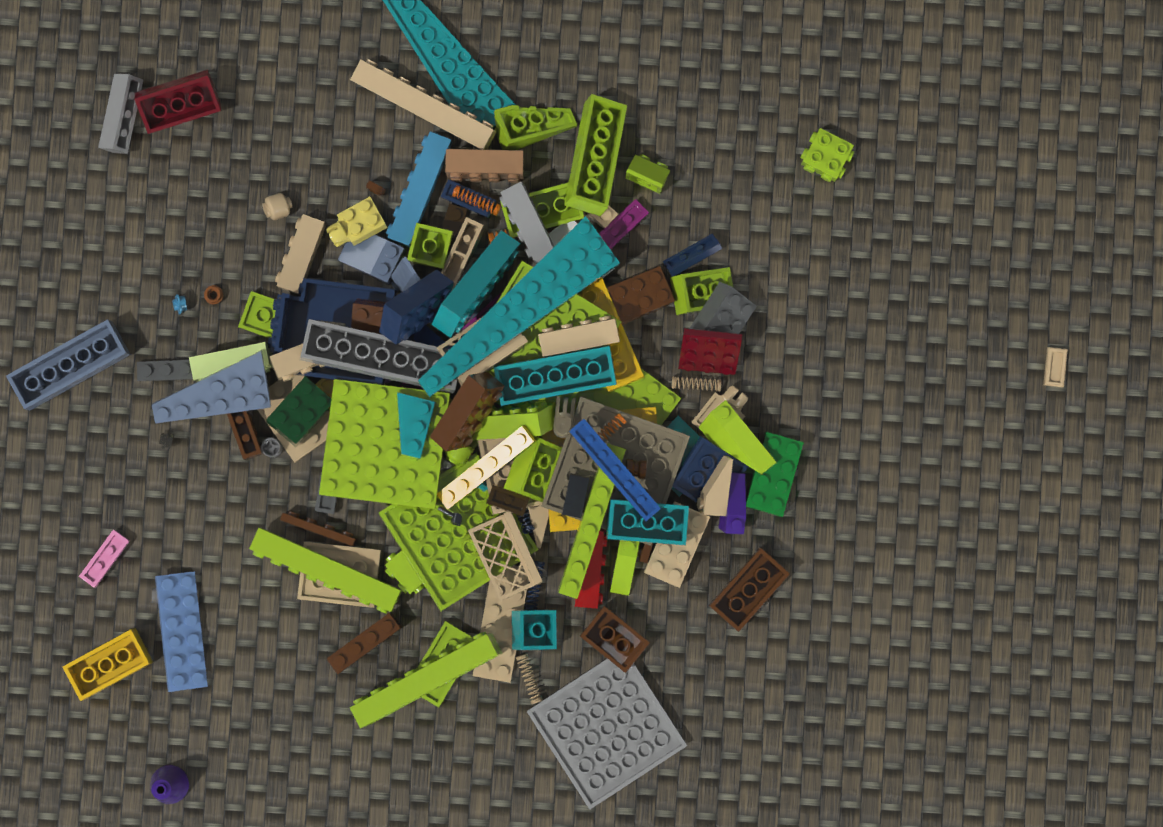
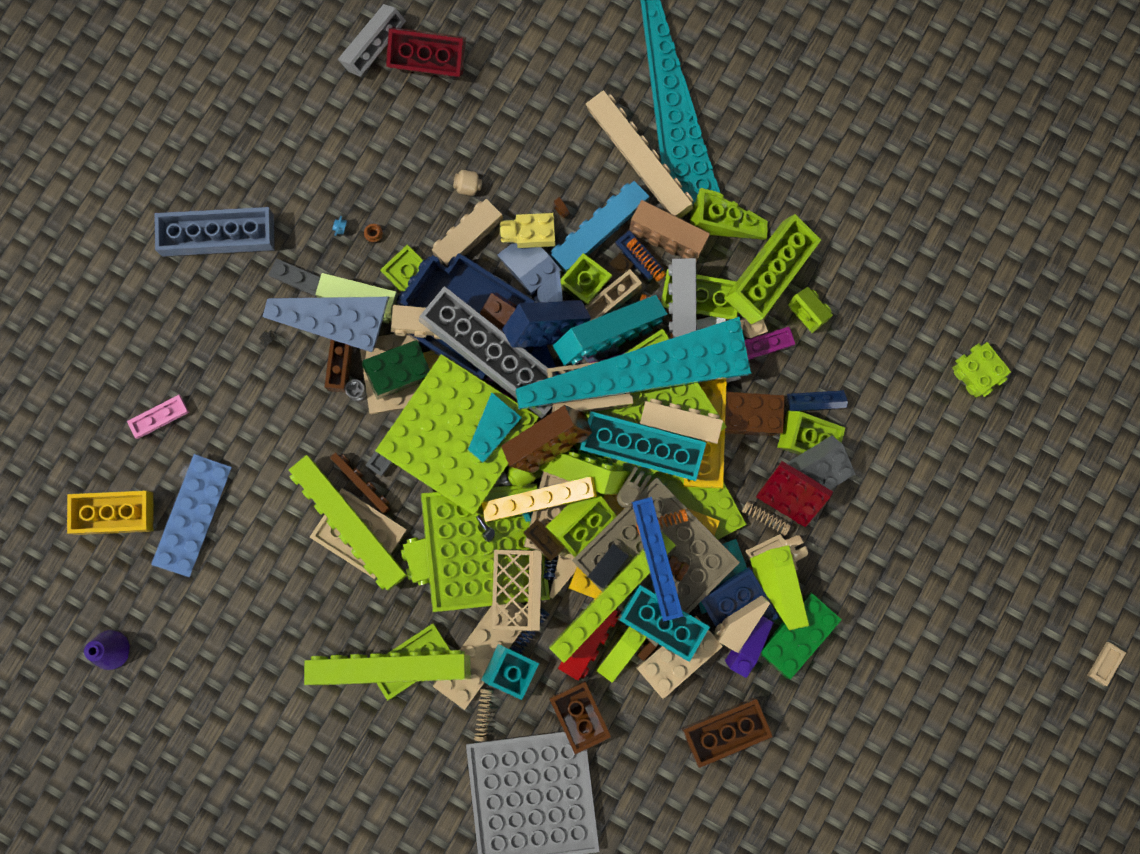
camera: 25 degrees right, 5 degrees down
(364, 643) = (349, 607): reddish brown brick -> none

